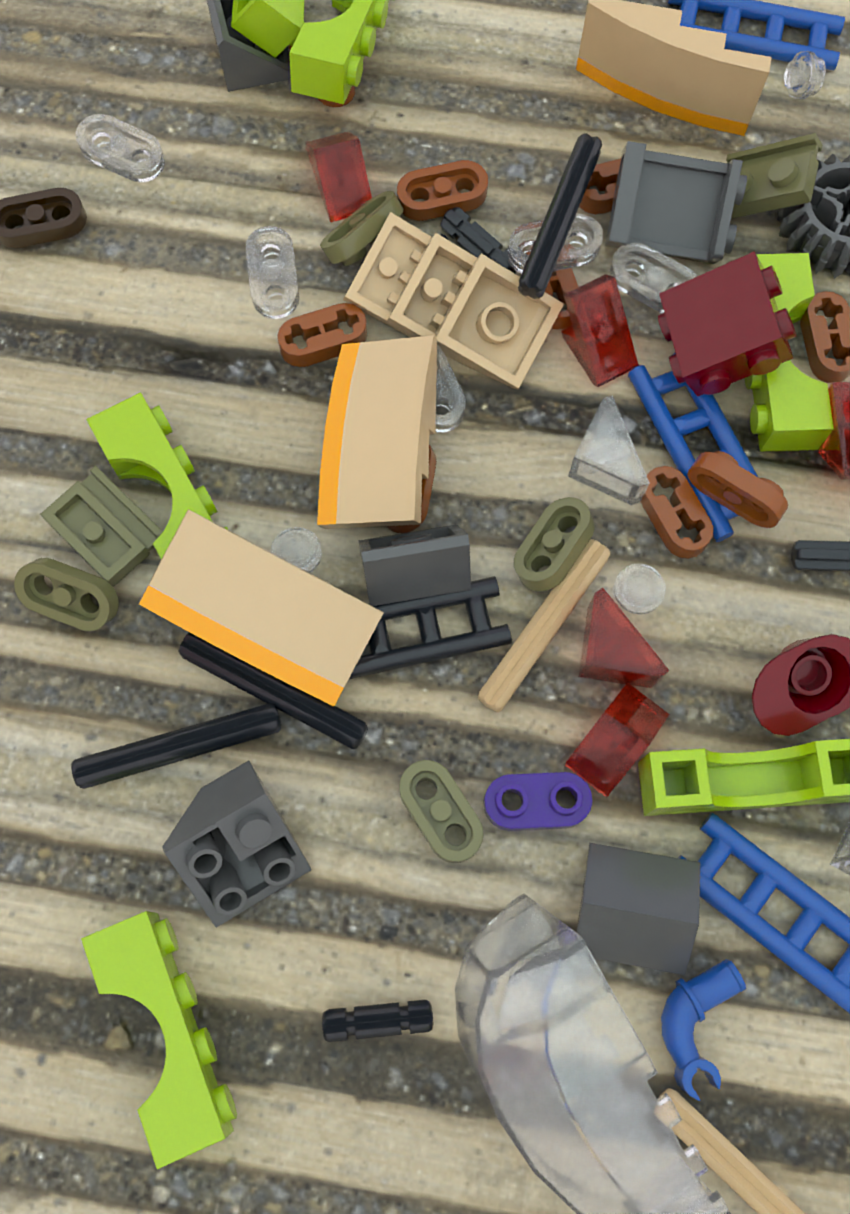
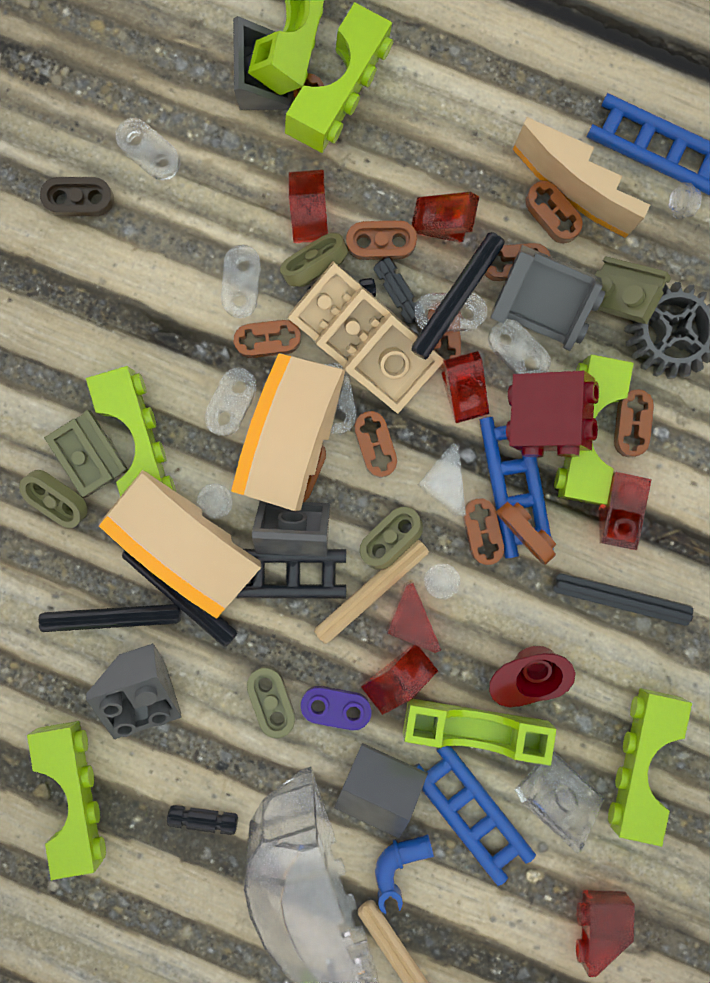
camera: 15 degrees right, 15 degrees up
(291, 422) = (228, 401): none -> clear plate
(507, 427) = (367, 446): none -> dark orange beam
(517, 144) = (446, 215): none -> clear red slope
(648, 120) = (559, 206): none -> dark orange beam

